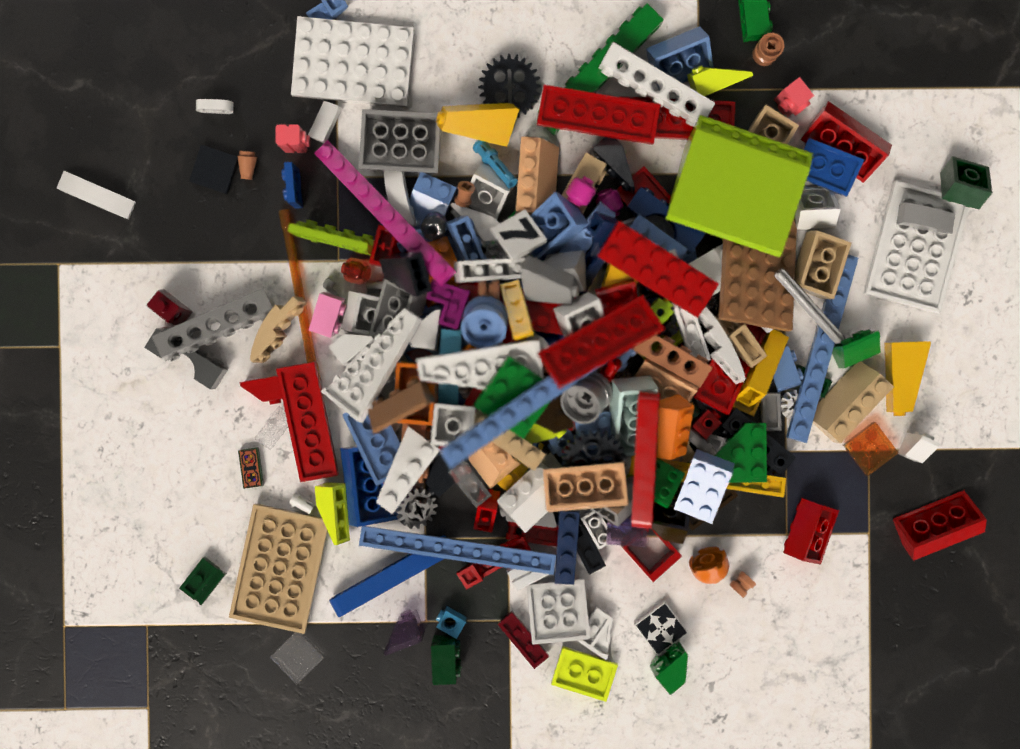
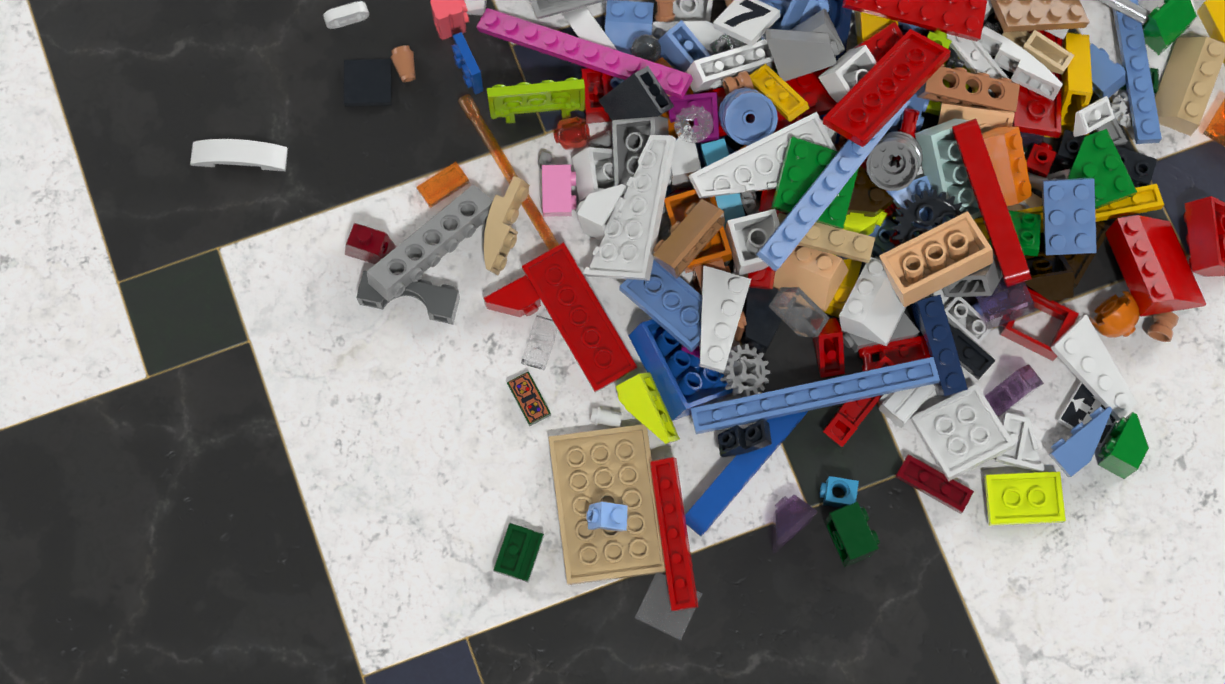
camera: 20 degrees left, 15 degrees down
(244, 275) = (442, 184): none -> clear orange tile
(272, 582) = (607, 516): none -> light blue bracket
(317, 611) = (674, 534): none -> red plate
(394, 562) = (741, 441): none -> black slope
(450, 312) = (696, 133): none -> clear gear
(610, 592) = (1013, 389): none -> clear purple slope
(638, 654) = (1079, 448): none -> medium blue slope
(675, 598) = (1092, 364): none -> white wing
(756, 540) = (1154, 265): none -> red slope
(760, 409) = (1093, 116): none -> white slope

